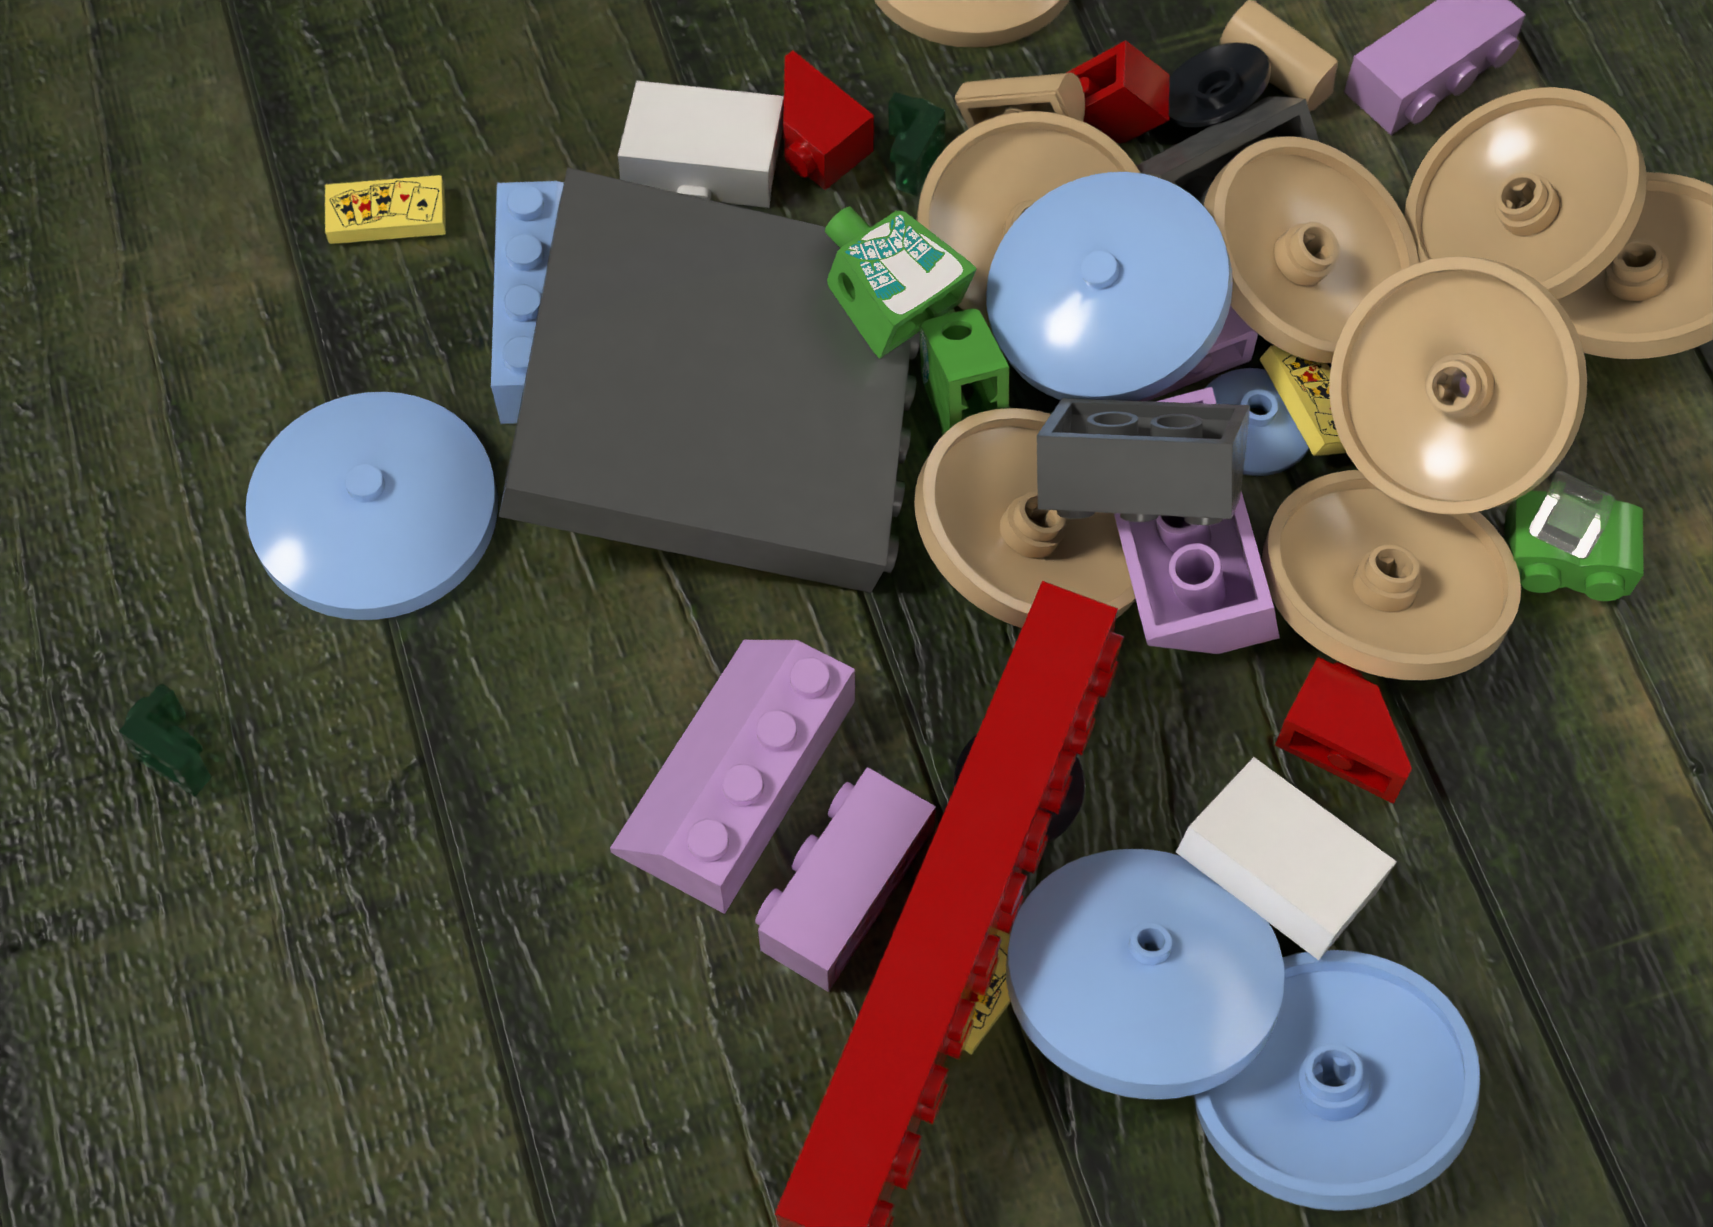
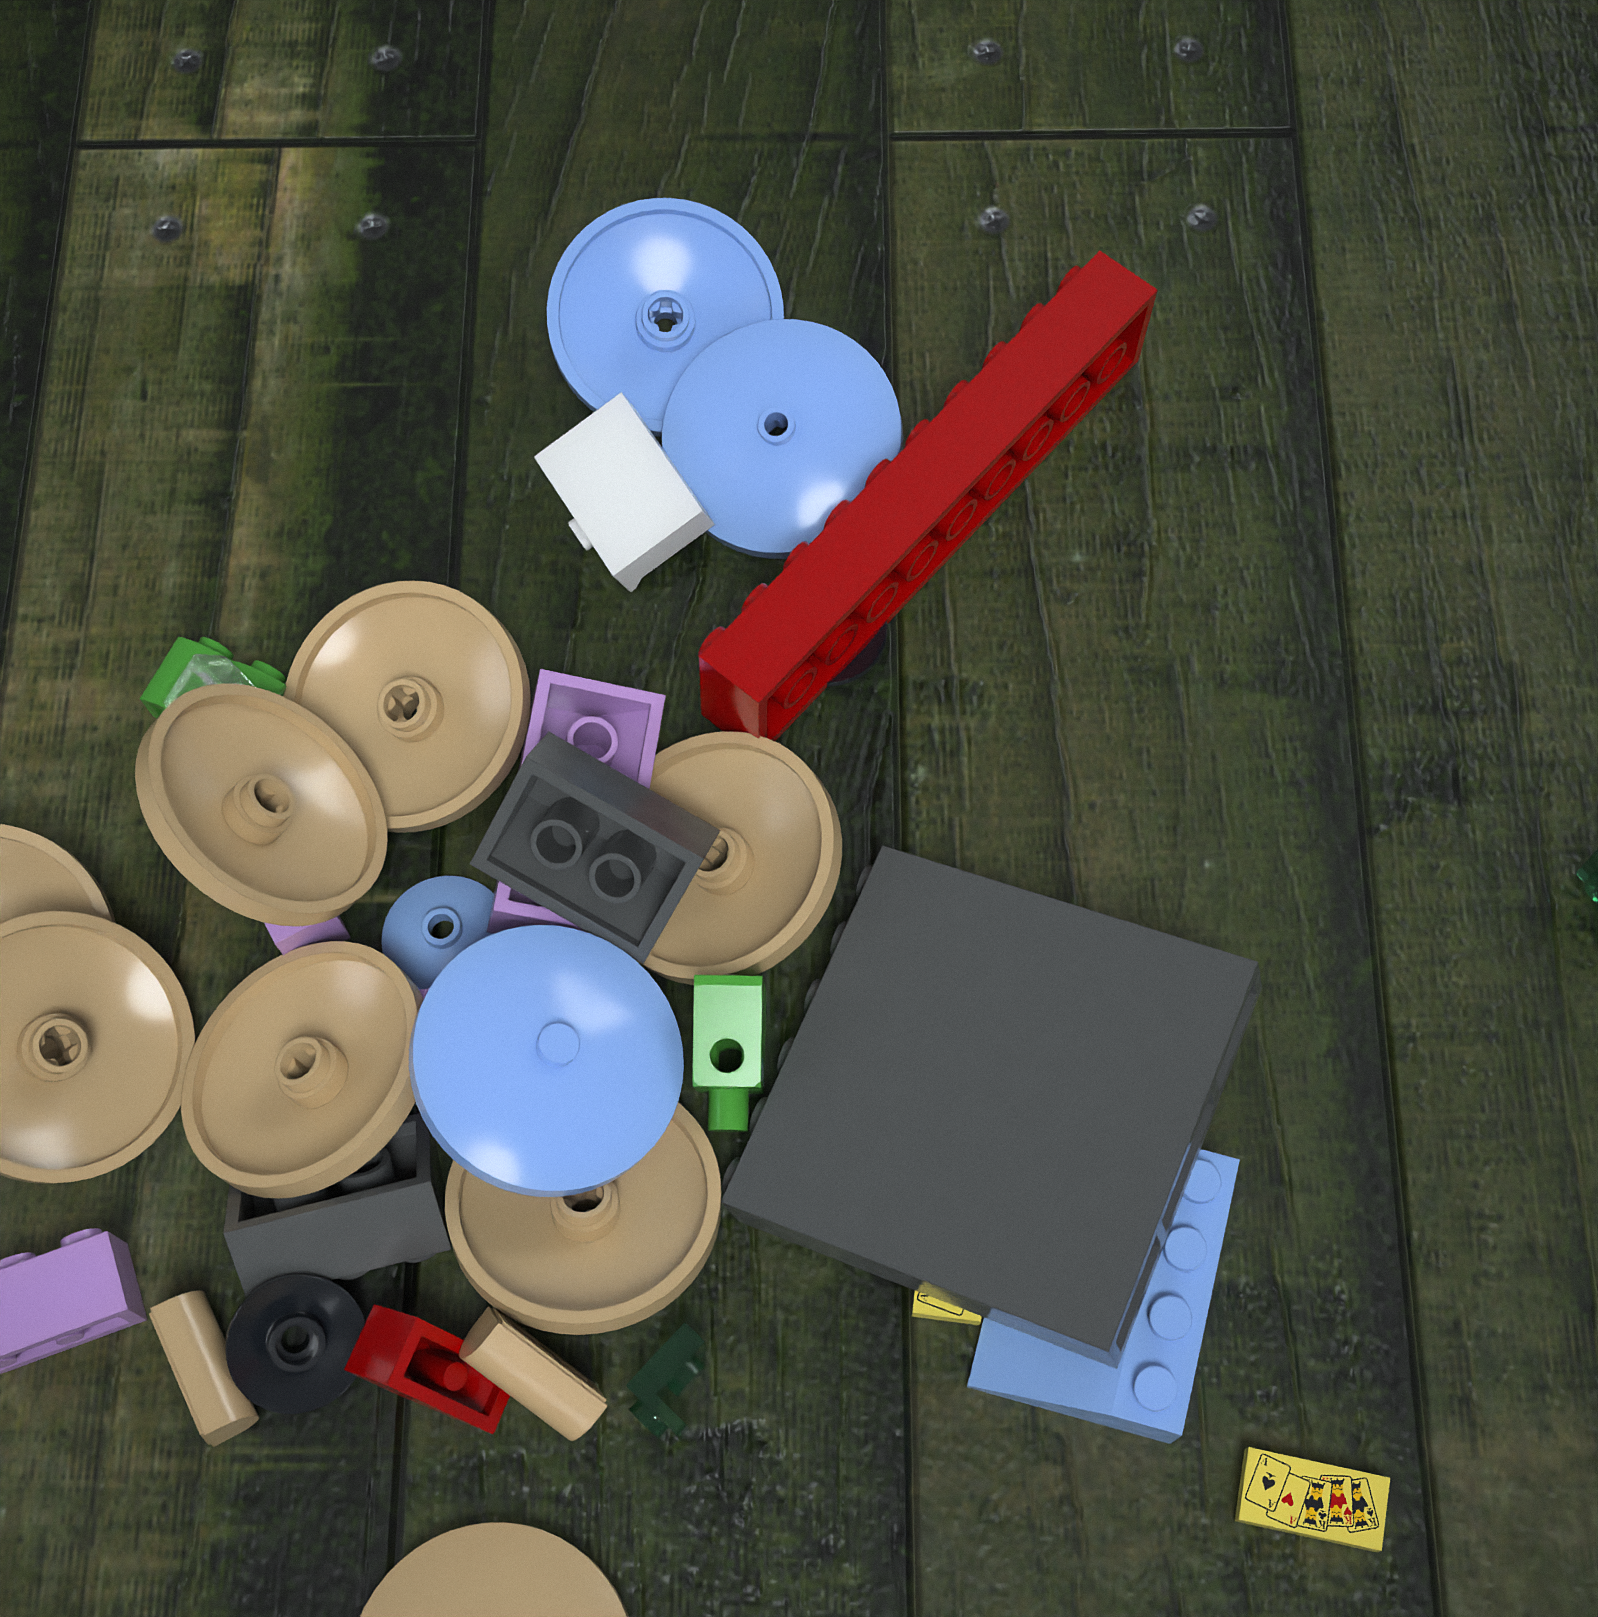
camera: 160 degrees left, 5 degrees up
(372, 505) = (1381, 1113): light blue dish -> none
(703, 142) = (916, 1467): white container -> none
(738, 768) = (1077, 719): lavender slope -> none
(822, 125) = (774, 1440): red slope -> none
(844, 877) = (1007, 592): lavender brick -> none
(893, 276) = (773, 1136): torso -> none
(1306, 395) = (385, 915): light yellow tile -> none
(1346, 730) = (521, 591): red slope -> none

